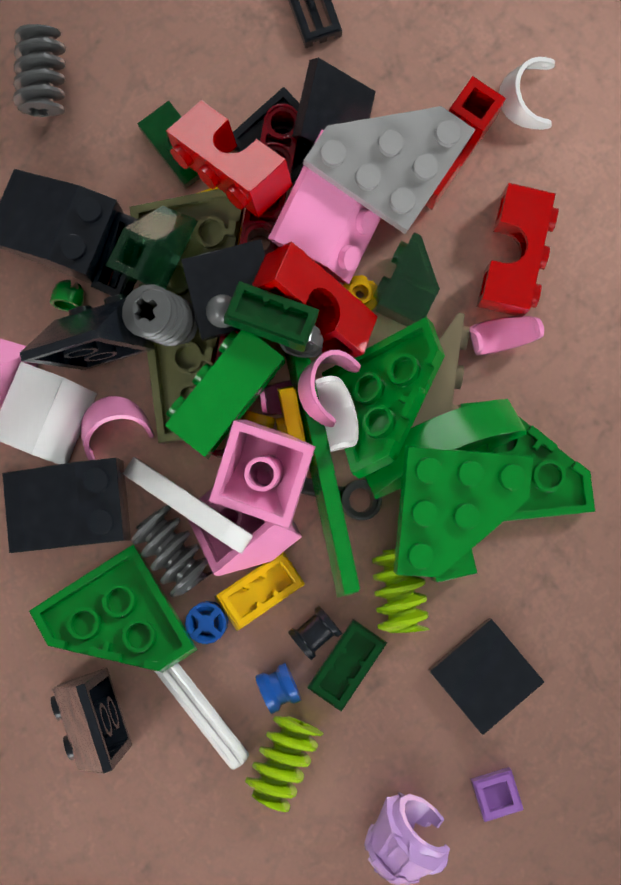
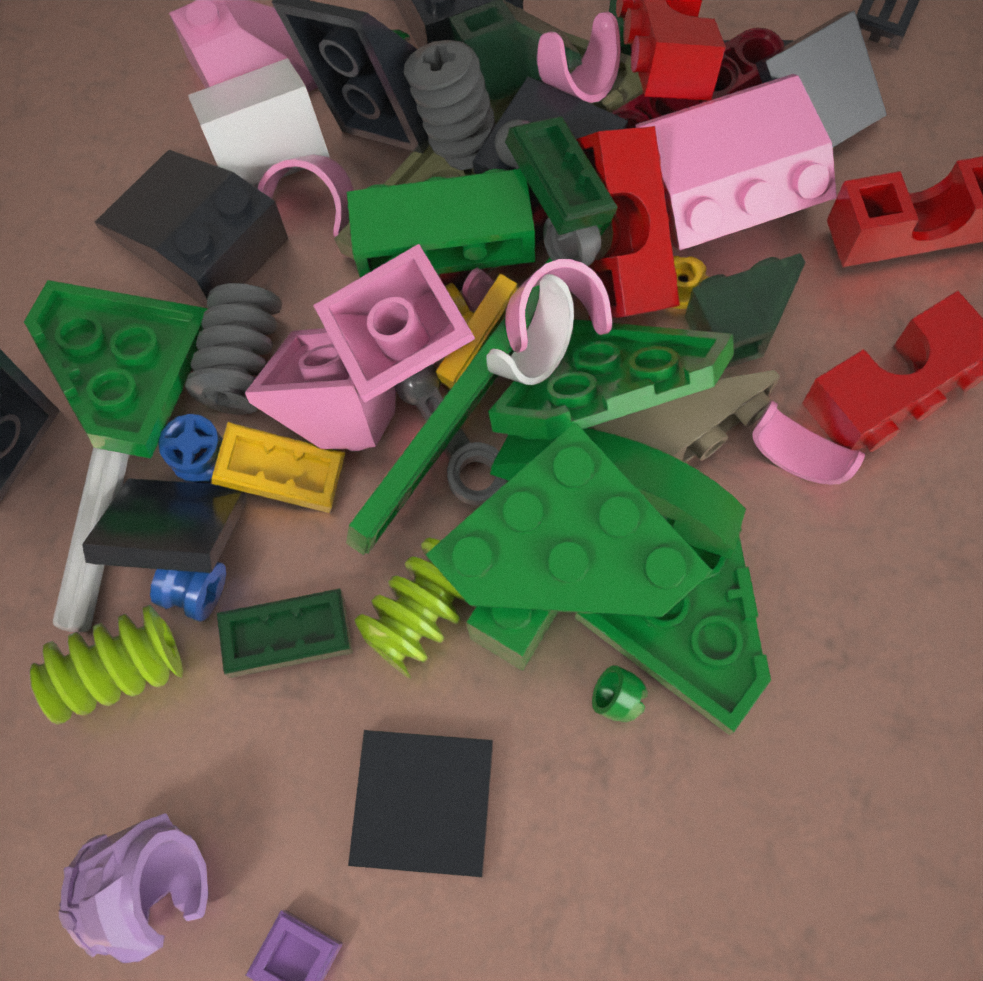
camera: 55 degrees right, 15 degrees down
(188, 505) = (294, 309): white beam -> none
(212, 227) = (599, 64): none -> bright pink helmet
(240, 673) = (165, 526): none -> black tile
(315, 632) = (286, 564): black bush -> none
(390, 160) = (843, 153): light grey plate -> none
(520, 546) = (619, 695): none -> green hinge

